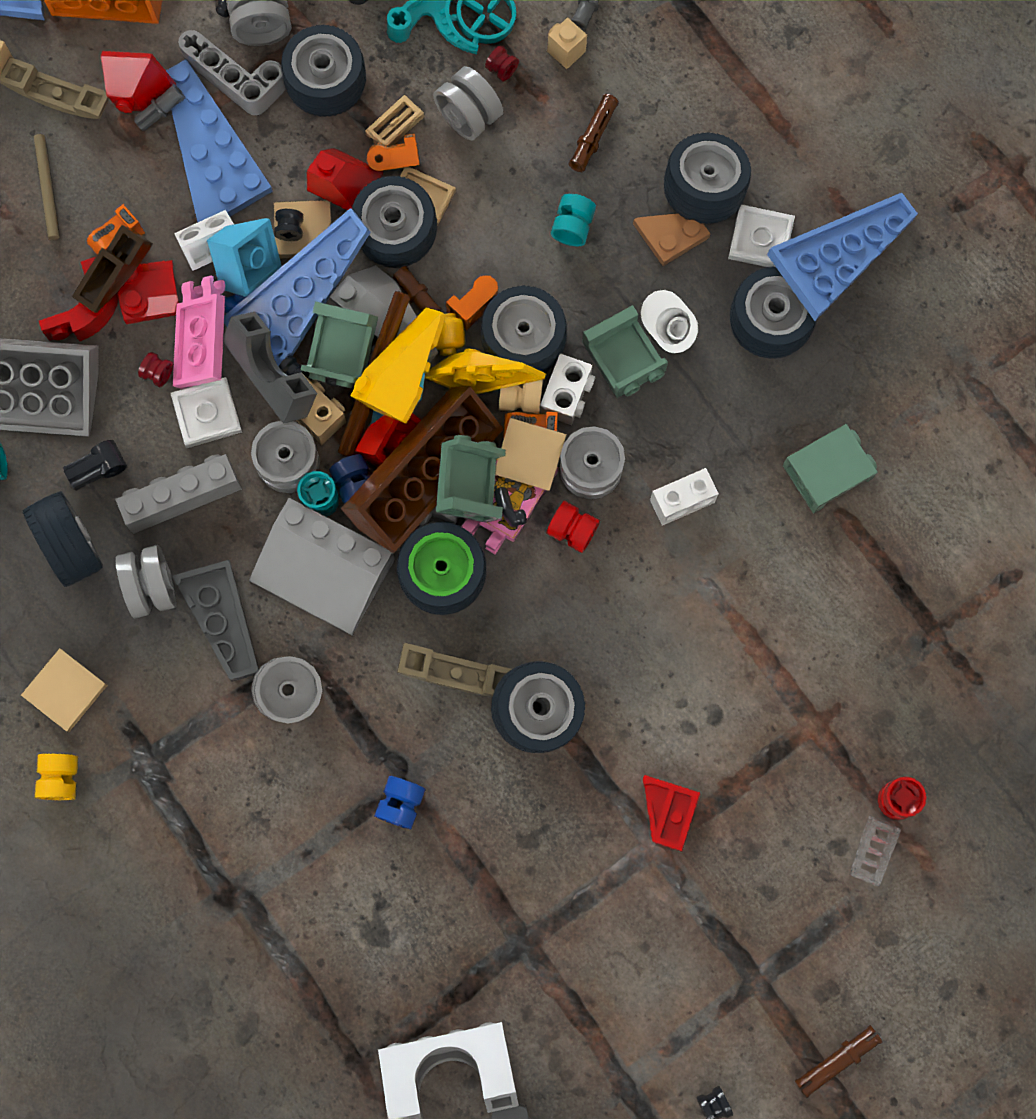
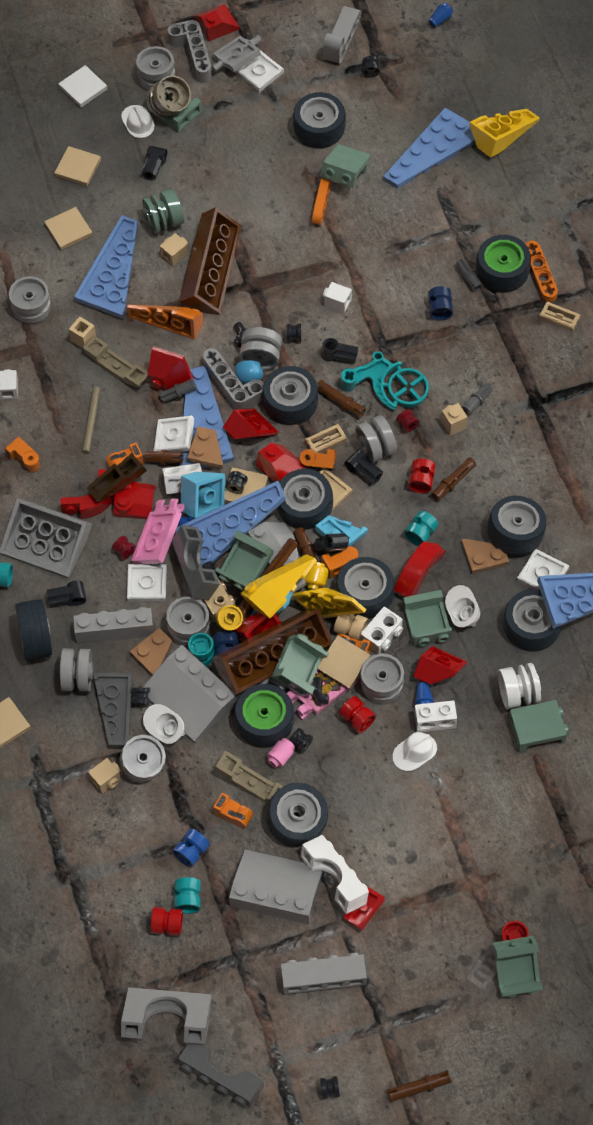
camera: 20 degrees right, 15 degrees down
(170, 214) = (164, 457): none -> reddish brown pin
(174, 177) = (174, 434): none -> white tile
(227, 185) = (205, 448): none -> medium nougat wing
(240, 728) = (105, 775): none -> tan brick
(248, 515) = (152, 651): none -> medium nougat wing
(252, 51) = (248, 371): none -> dark azure hair
(252, 590) = (140, 695): none -> black wheel
(277, 131) = (248, 424): none -> red slope
(300, 625) = (163, 723): none -> white piece
(345, 437) = (229, 617): none -> yellow wheel
(400, 927) = (166, 921): none -> red wheel
(406, 59) = (346, 402): none -> reddish brown pin
(418, 877) = (187, 894): none -> teal wheel
(442, 727) = (232, 811): none -> orange leg
(454, 279) = (330, 543): none -> black piece
(455, 146) = (360, 464): none -> black piece
(459, 258) = (333, 525): none -> medium azure wing
(482, 617) = (280, 753): none -> bright pink brick
(504, 588) = (301, 740): none -> black wheel
(540, 819) = (275, 887): none -> light grey slope
(548, 140) = (421, 475): none -> red wheel
(589, 282) = (417, 567): none -> red arch
(591, 758) = (321, 855): none -> white arch
(652, 937) = (323, 973): none -> light grey brick
(656, 470) = (423, 694): none -> blue cone
(664, 420) = (437, 666): none -> red slope
(668, 556) = (414, 751): none -> white piece
(789, 418) = (523, 685): none -> white wheel
(923, 843) = (517, 966): none -> sand green panel

